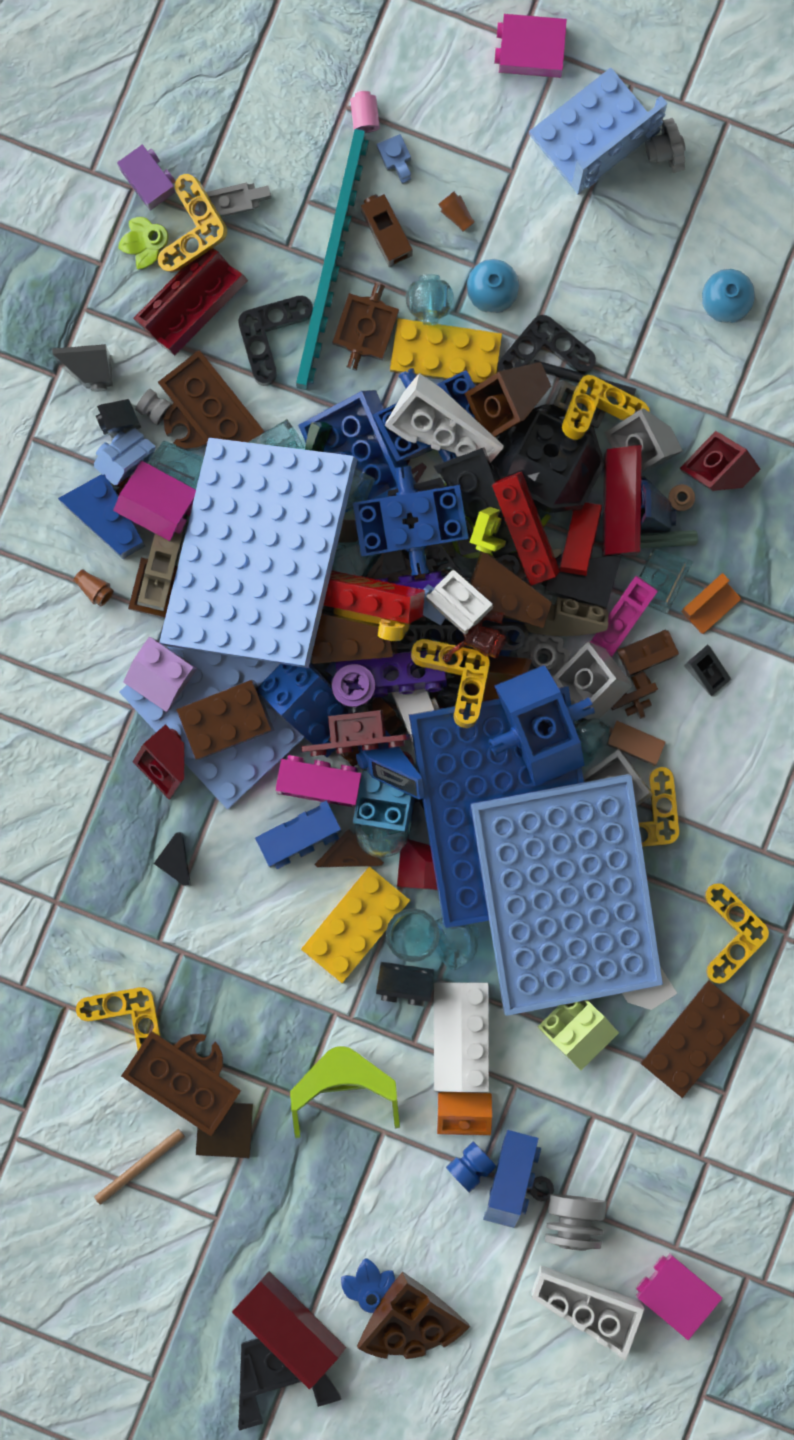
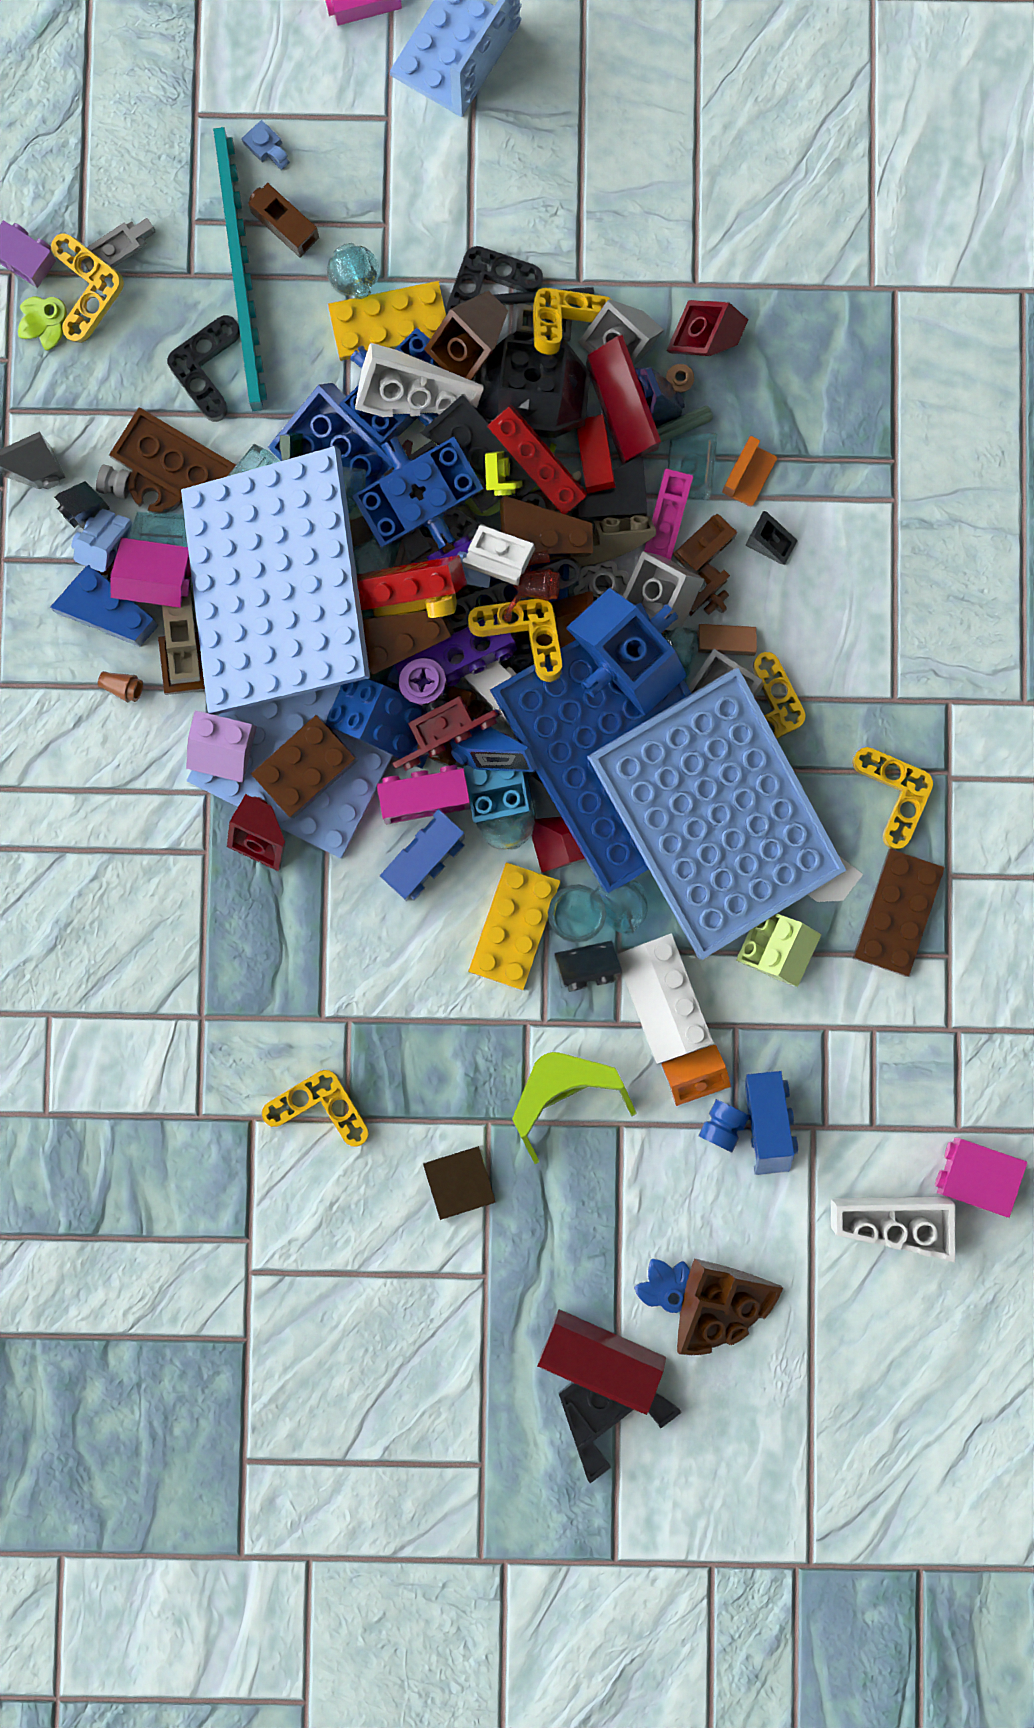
camera: 25 degrees left, 0 degrees up
(139, 1166) = (387, 1253): medium nougat bar -> none
(174, 860) = (305, 929): black slope -> none
(183, 1079) = (399, 1147): reddish brown plate -> none
(190, 300) = (111, 362): dark red slope -> none
(347, 853) = (479, 857): reddish brown tile -> none
(365, 112) = (217, 110): bright pink brick -> none
(365, 326) = (298, 323): reddish brown plate -> none
(456, 210) = (346, 175): dark orange cone -> none
(493, 286) = (411, 237): dark azure cylinder -> none
(549, 1185) = (809, 1115): black bush -> none
(575, 1221) = (850, 1141): light grey wheel -> none
(667, 147) = (535, 32): light grey plant -> none
(728, 295) = (650, 161): dark azure cylinder -> none

